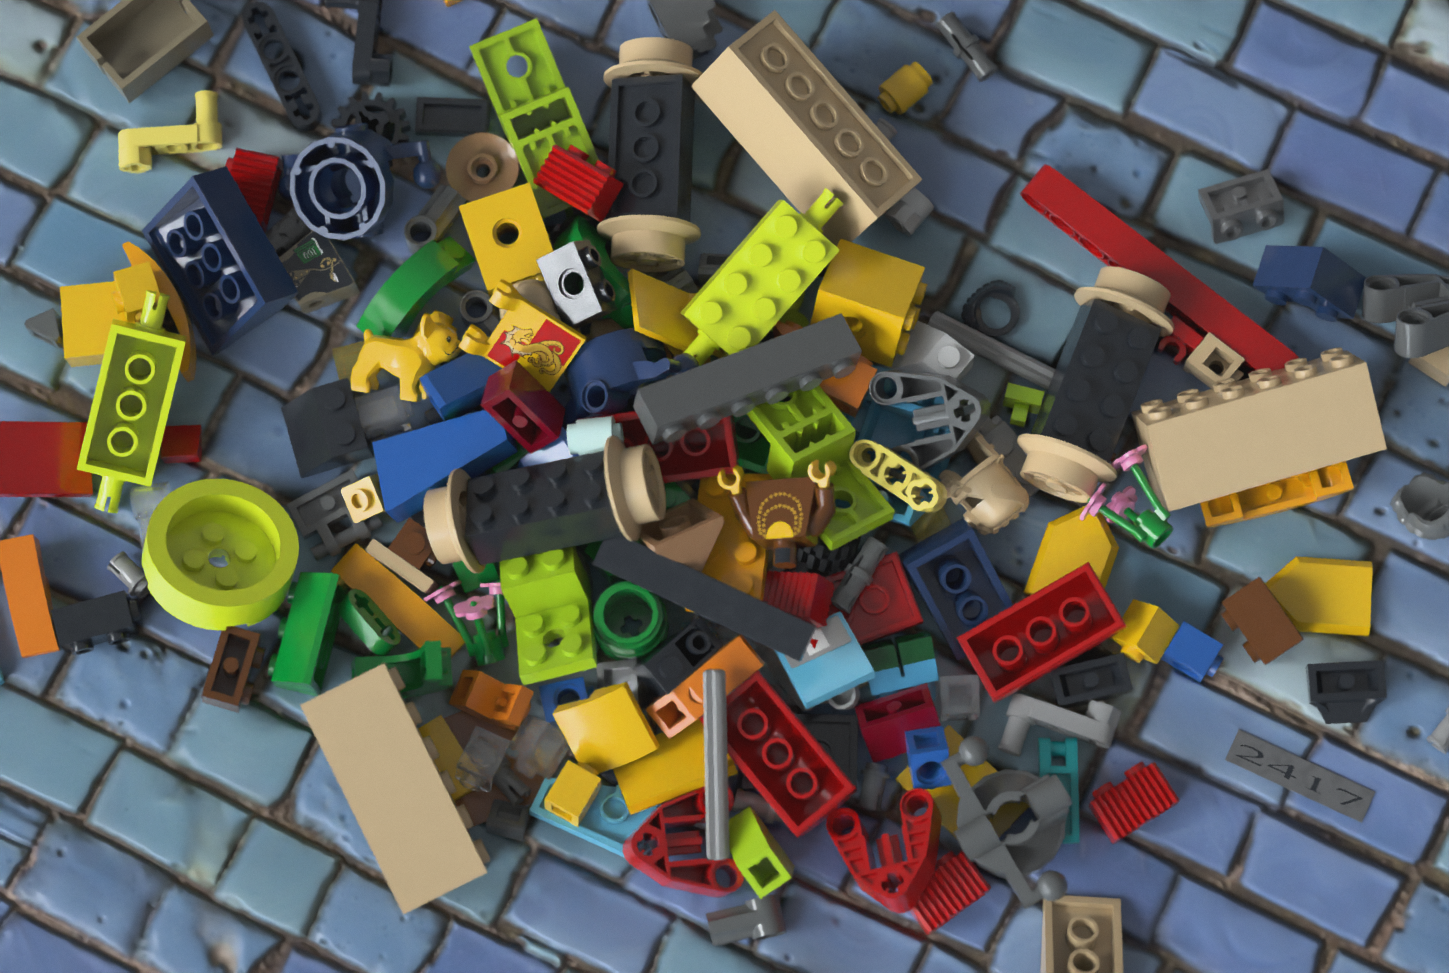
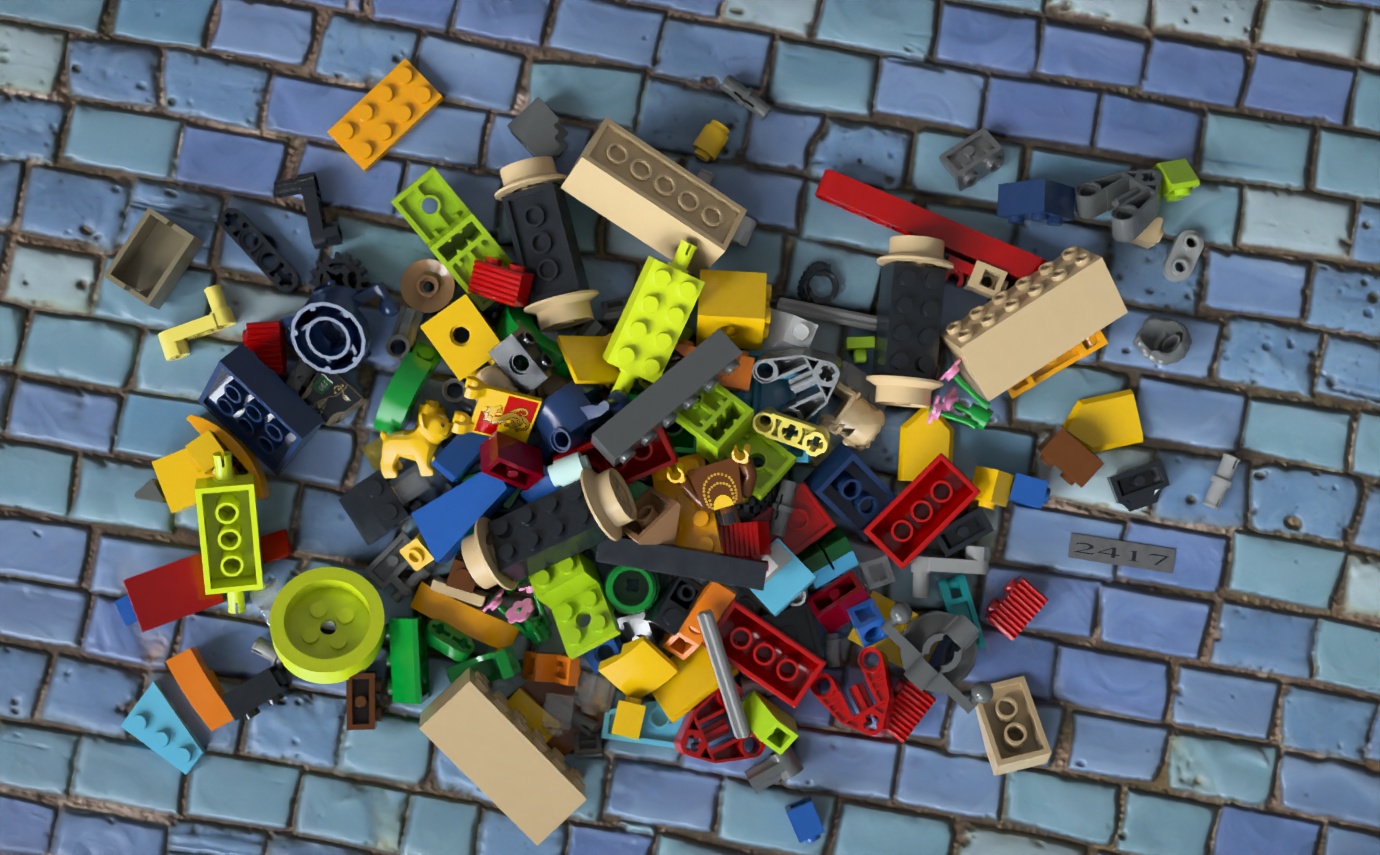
camera: 25 degrees left, 10 degrees up
(451, 116) = (394, 253): black tile -> none

